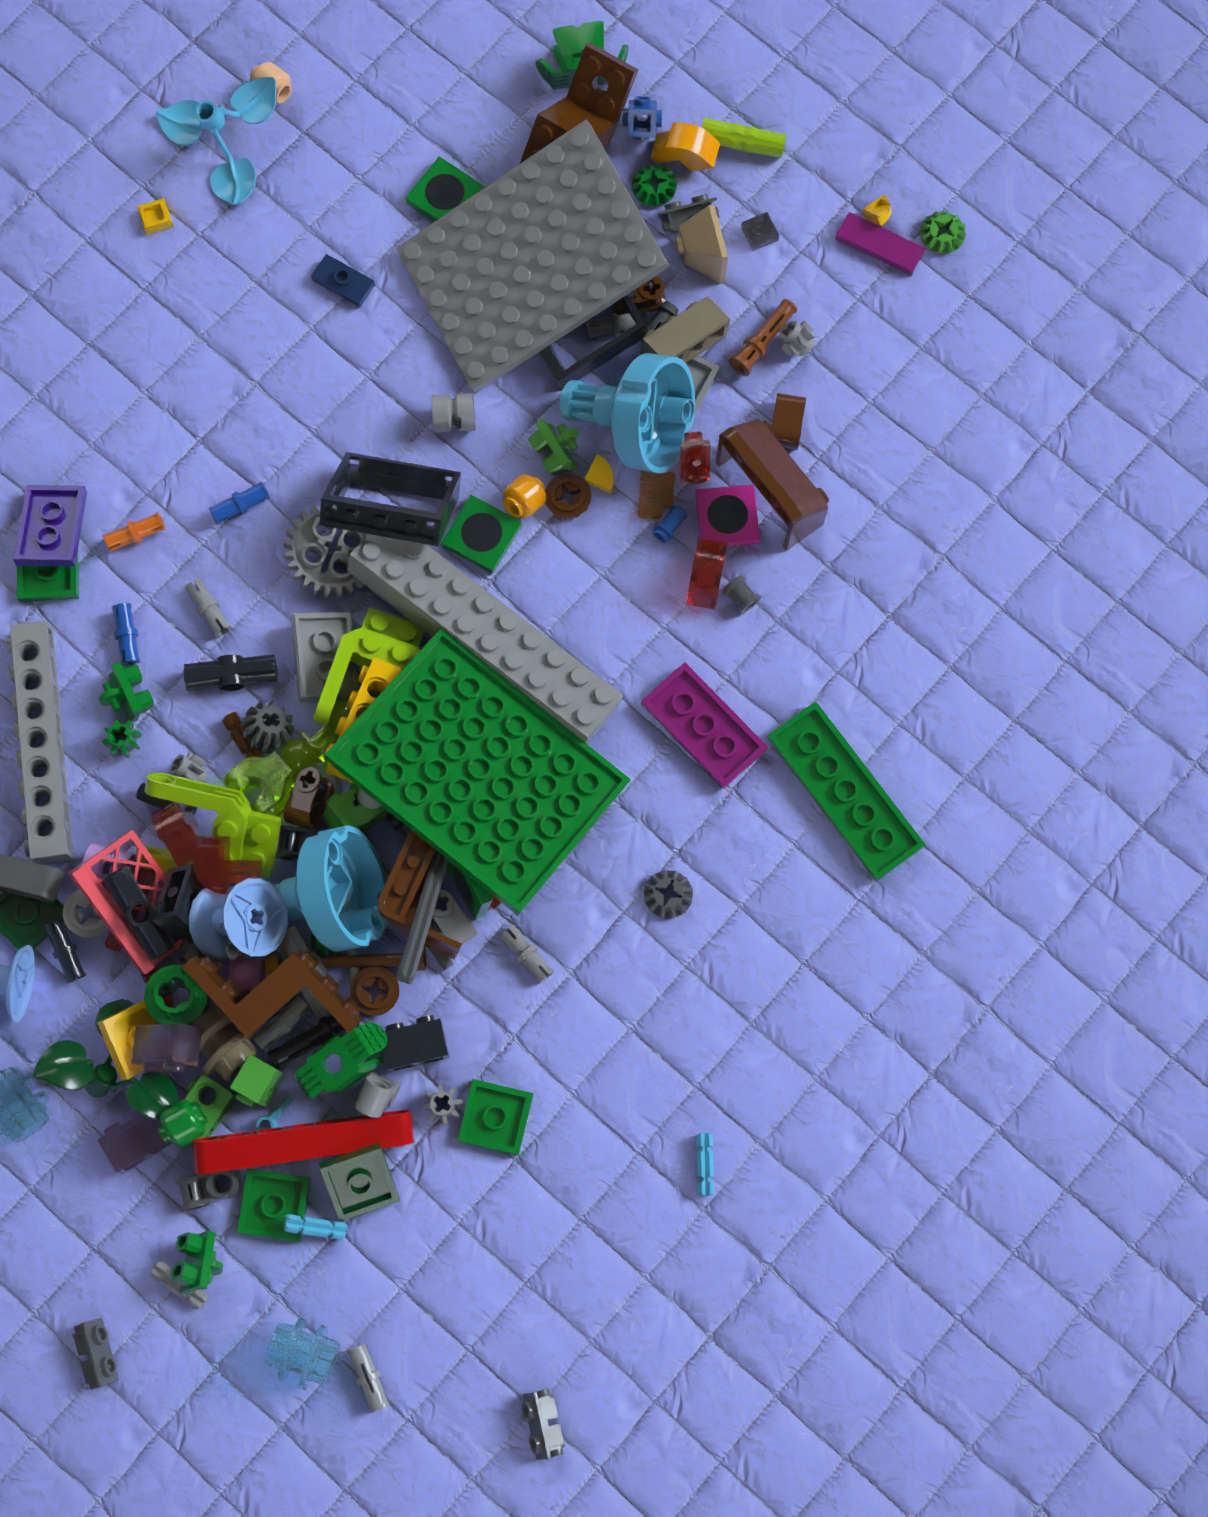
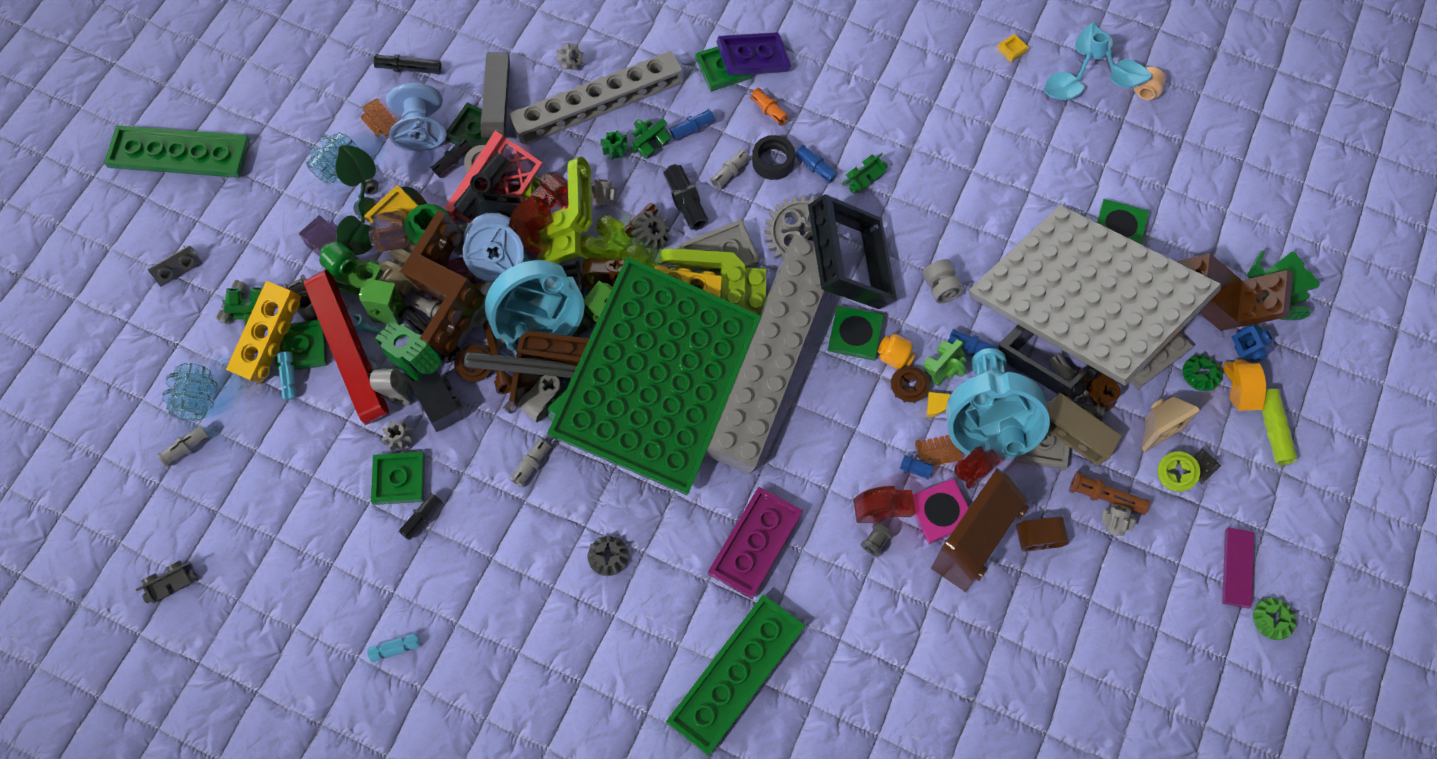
camera: 75 degrees right, 10 degrees down
(201, 531) = (768, 143): none -> black tyre
(267, 439) = (858, 178): none -> green hinge
(281, 1280) = (253, 337): none -> yellow brick
(343, 280) = (1018, 179): dark blue plate -> none
(359, 1182) = (325, 394): tile -> none
(540, 410) = (970, 343): none -> blue pin
(555, 1099) = (420, 516): none -> black axle
(678, 214) = (1187, 393): dark grey hinge -> none
(774, 253) = (1187, 463): none -> lime gear
(878, 211) = (1267, 557): yellow tile -> none

